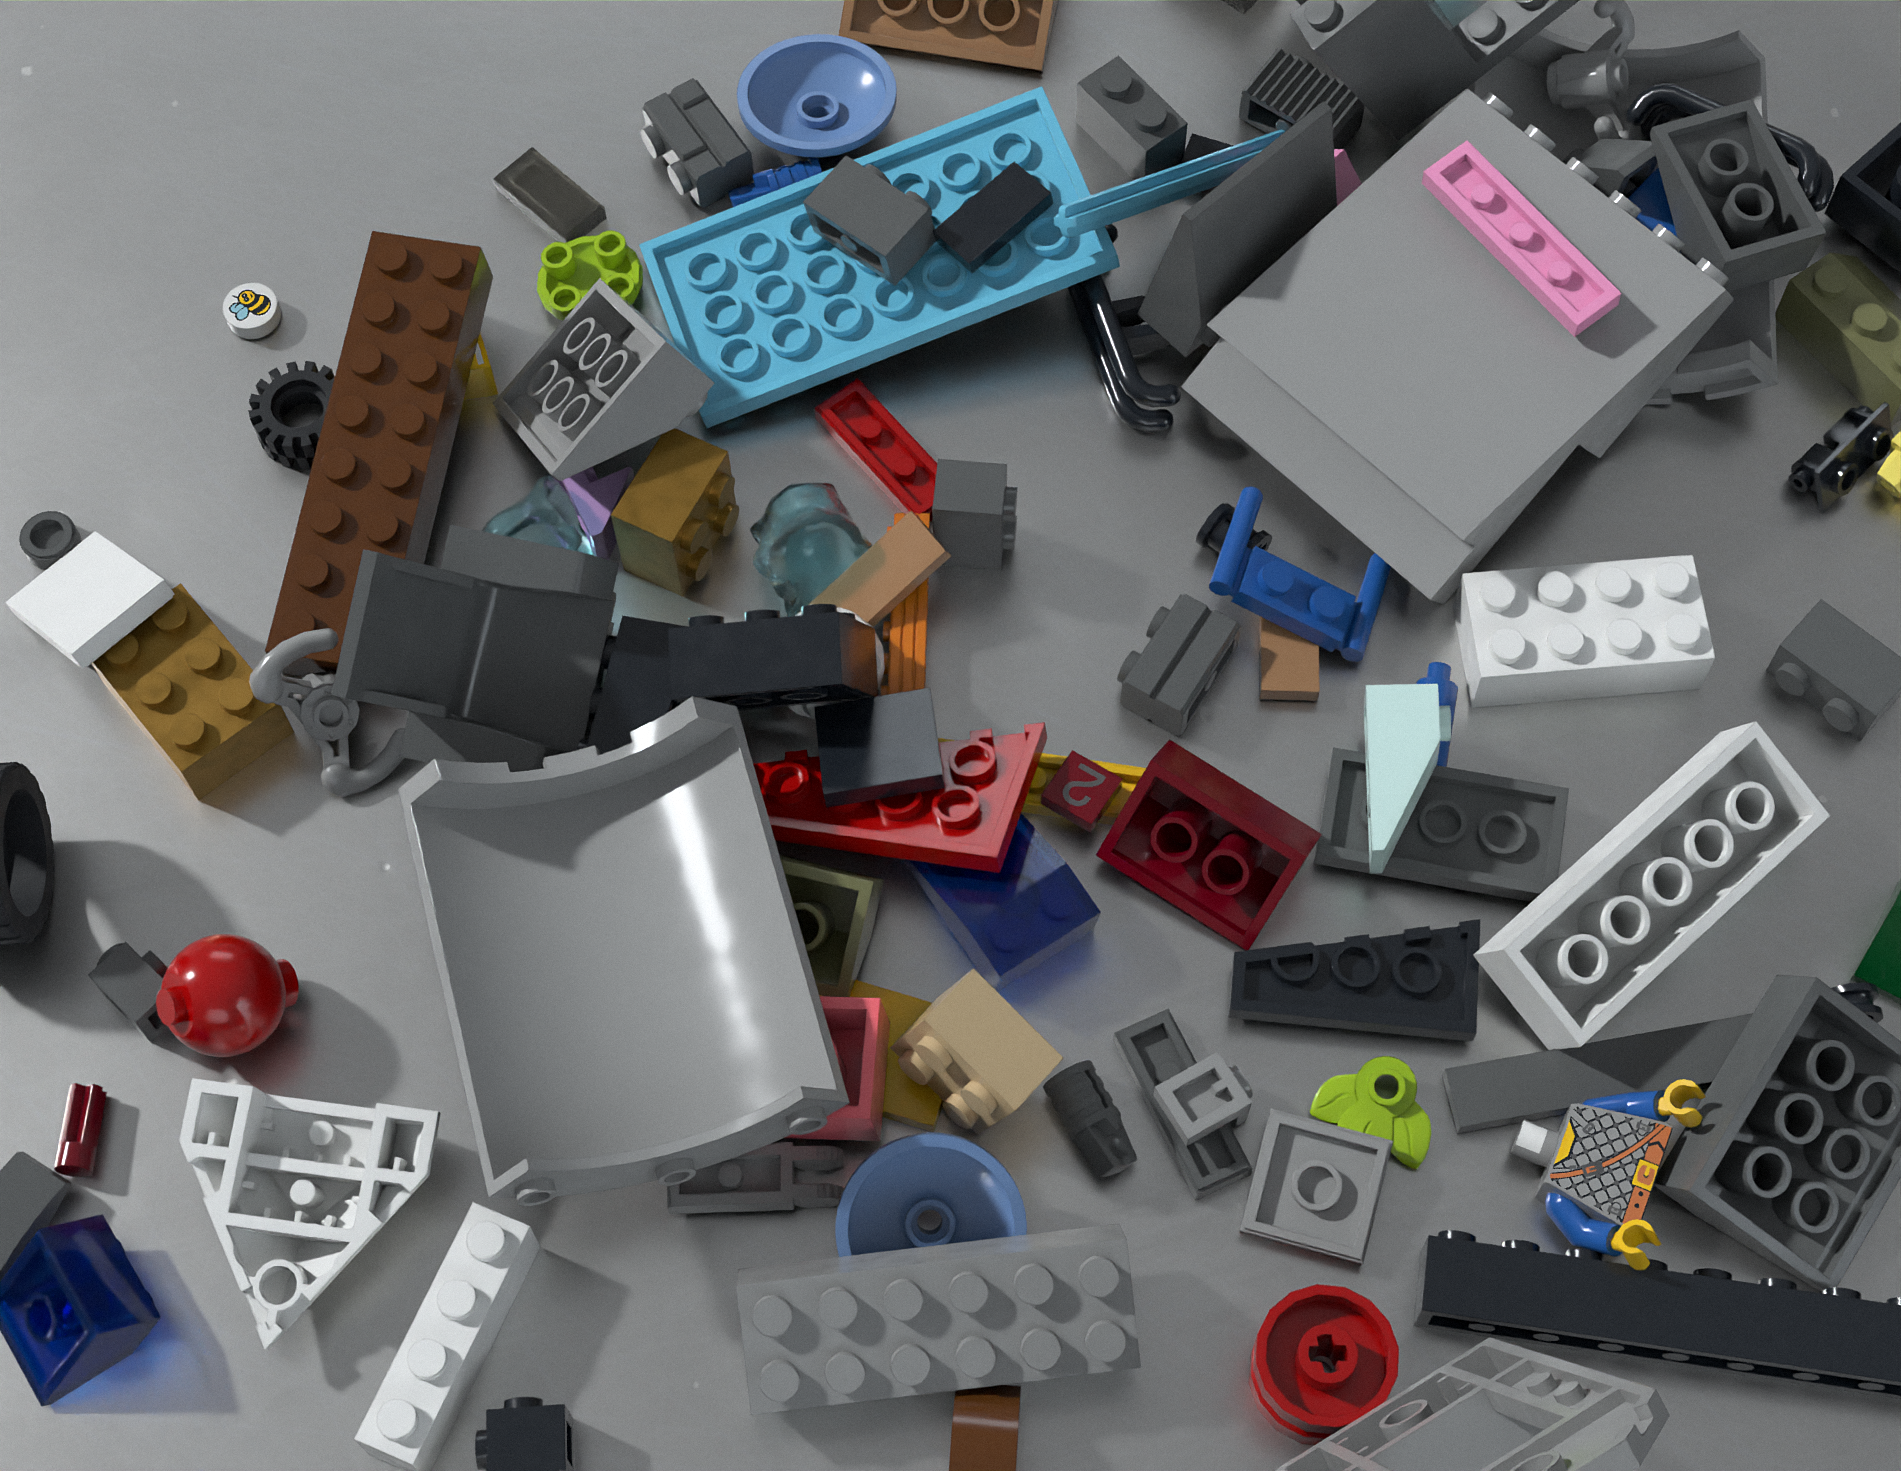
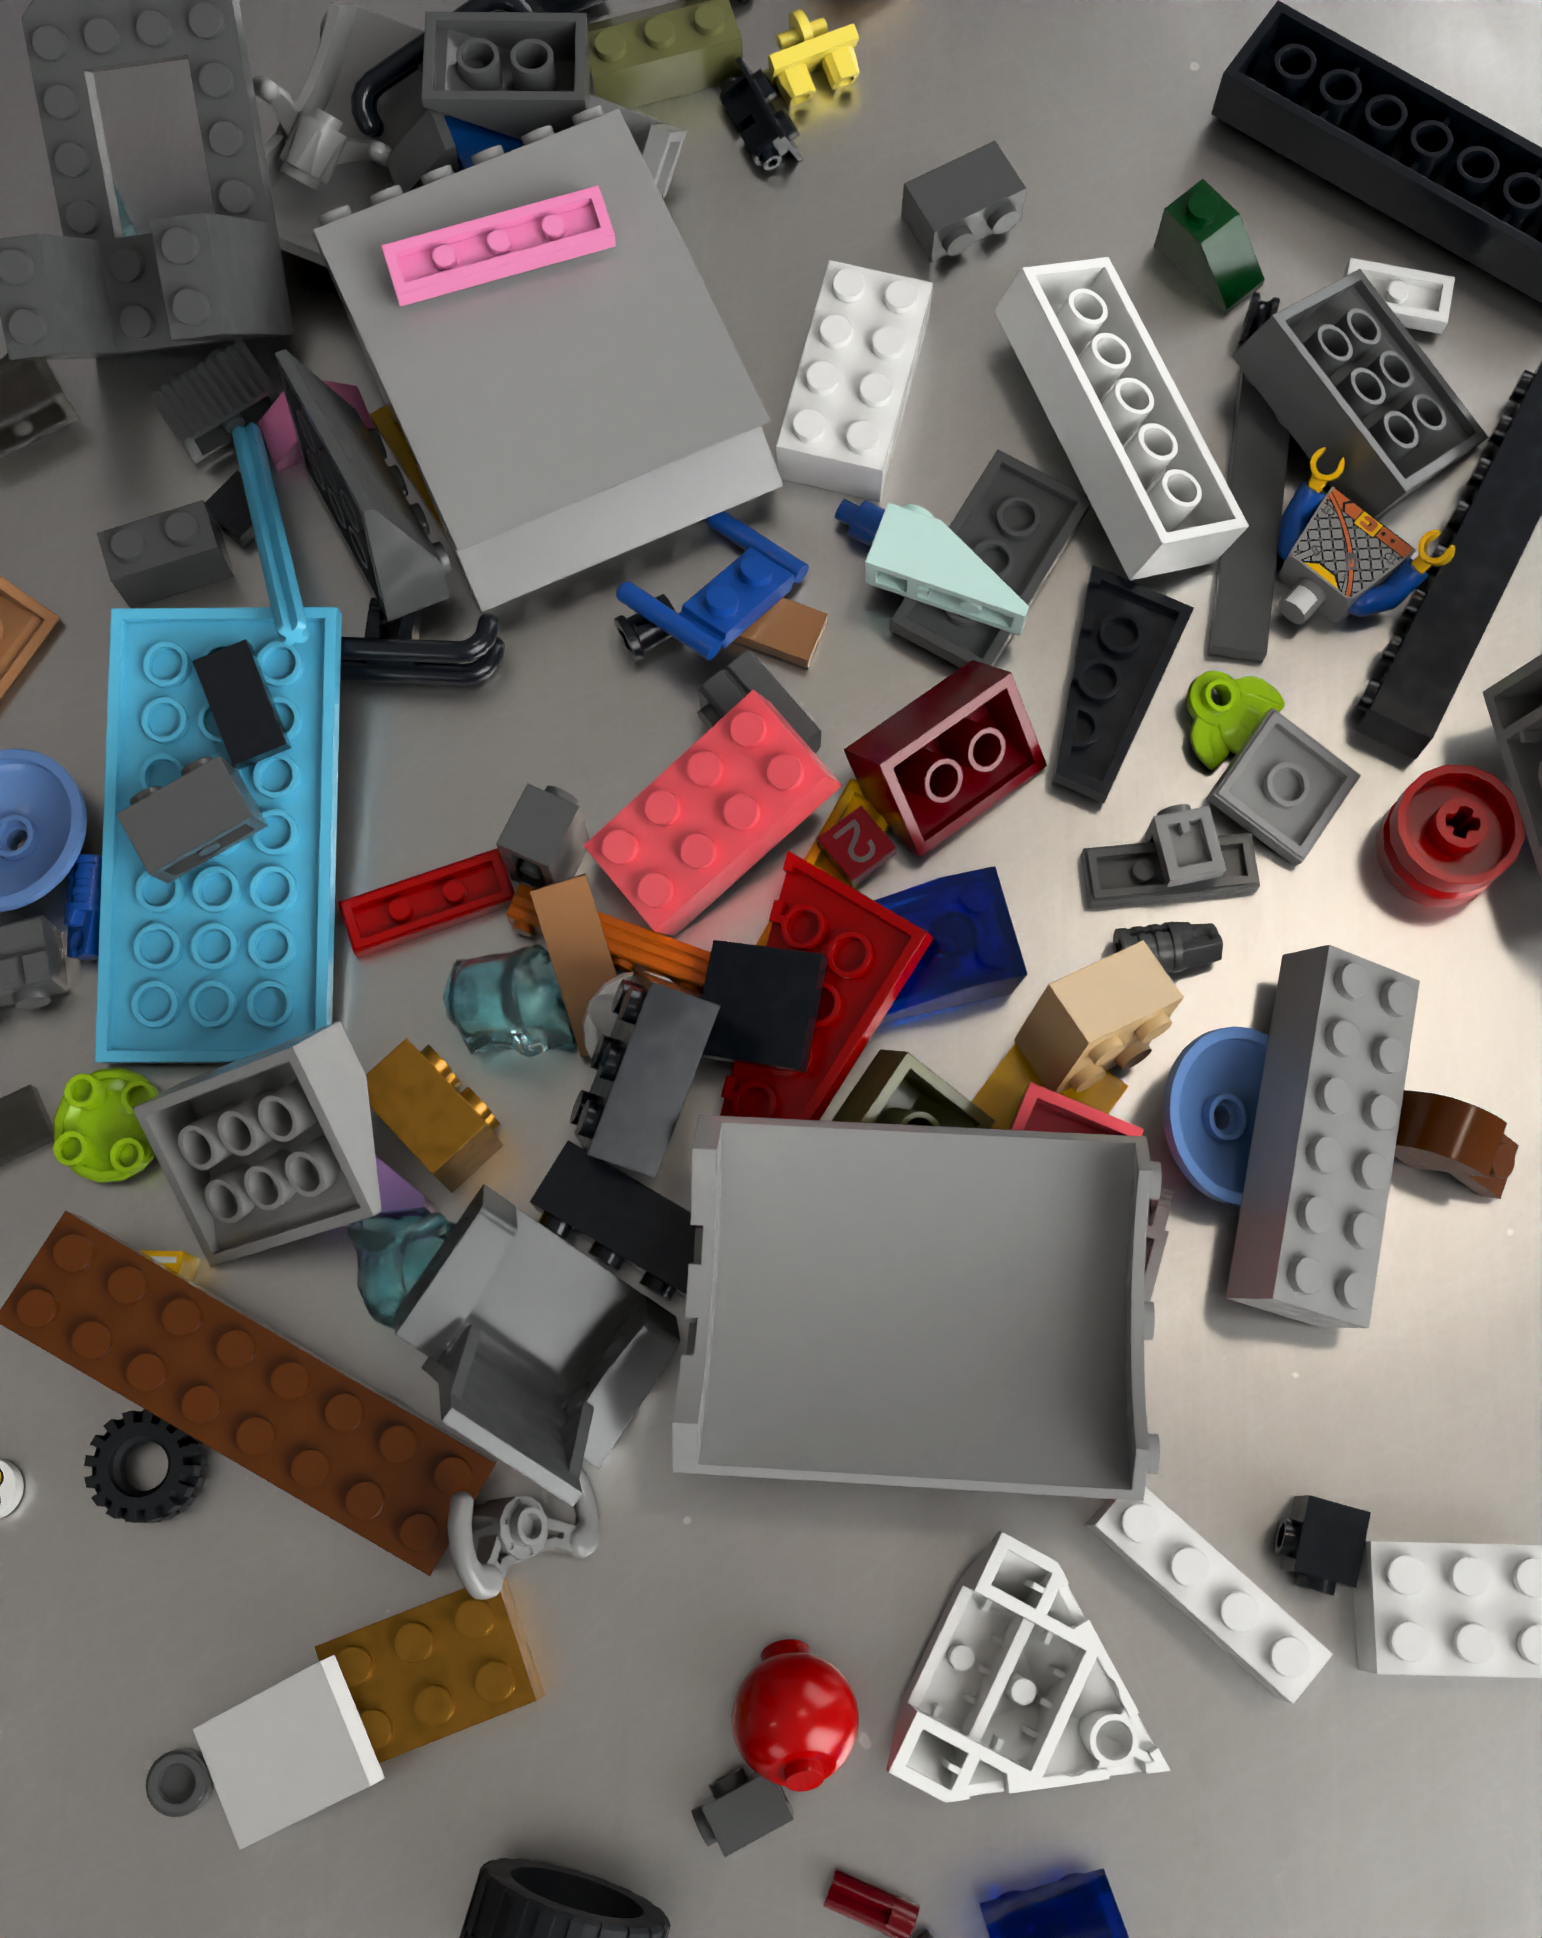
camera: 70 degrees left, 10 degrees up
(1054, 644) = (712, 815): none -> coral brick

